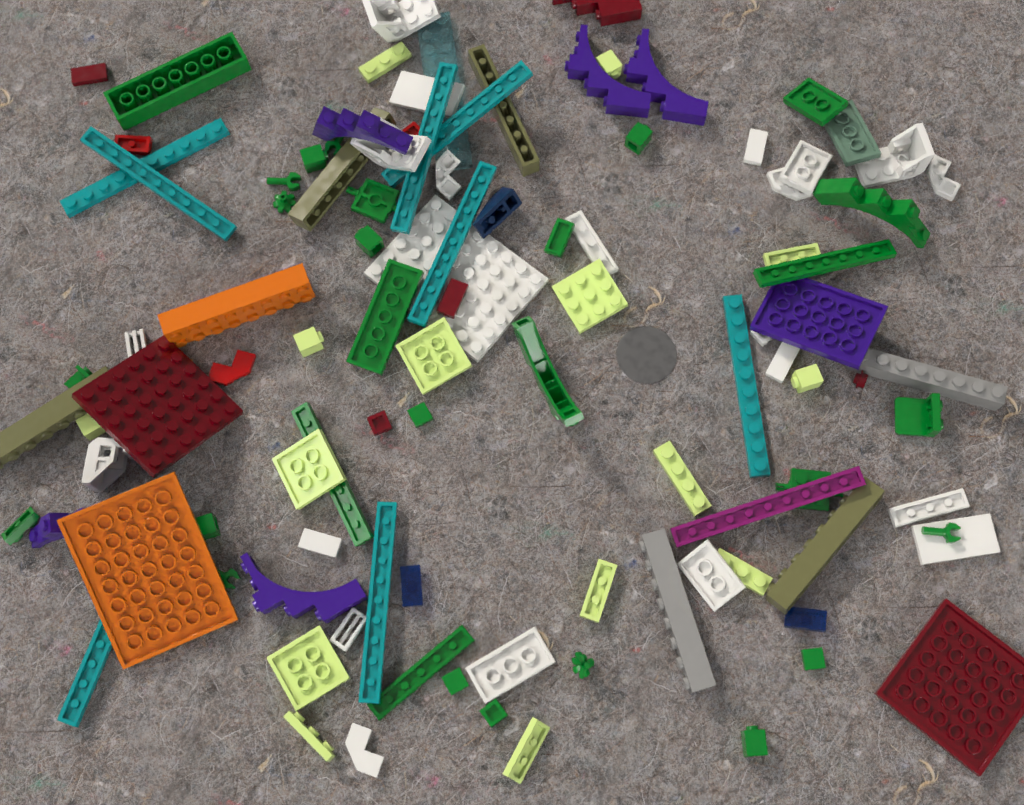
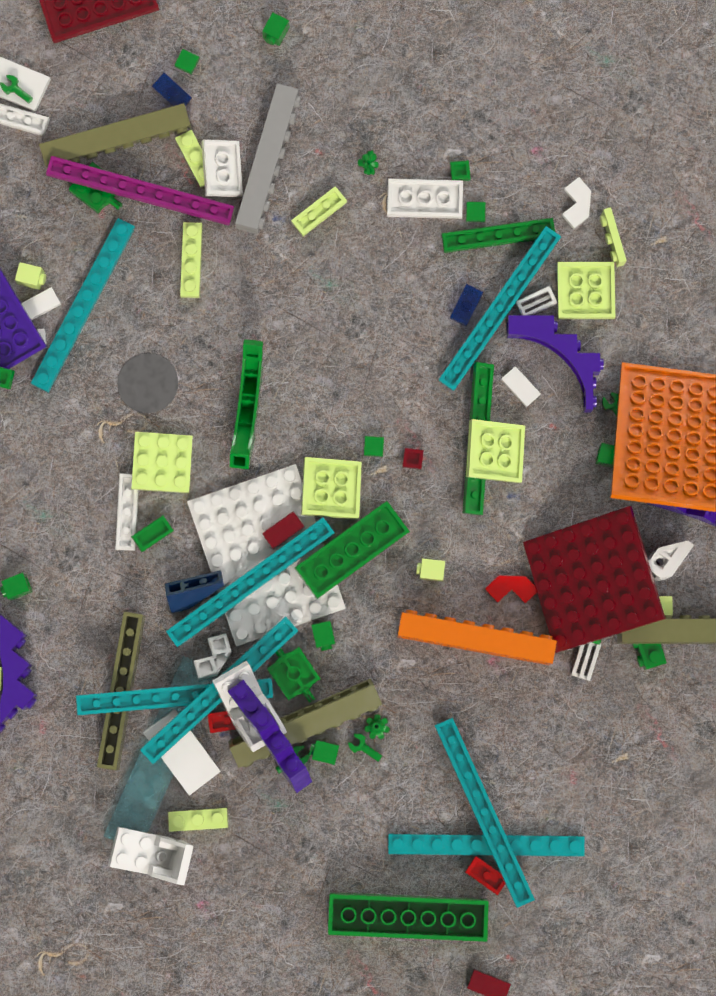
camera: 150 degrees left, 10 degrees up
(526, 750) = (452, 127): yellowish green plate -> none

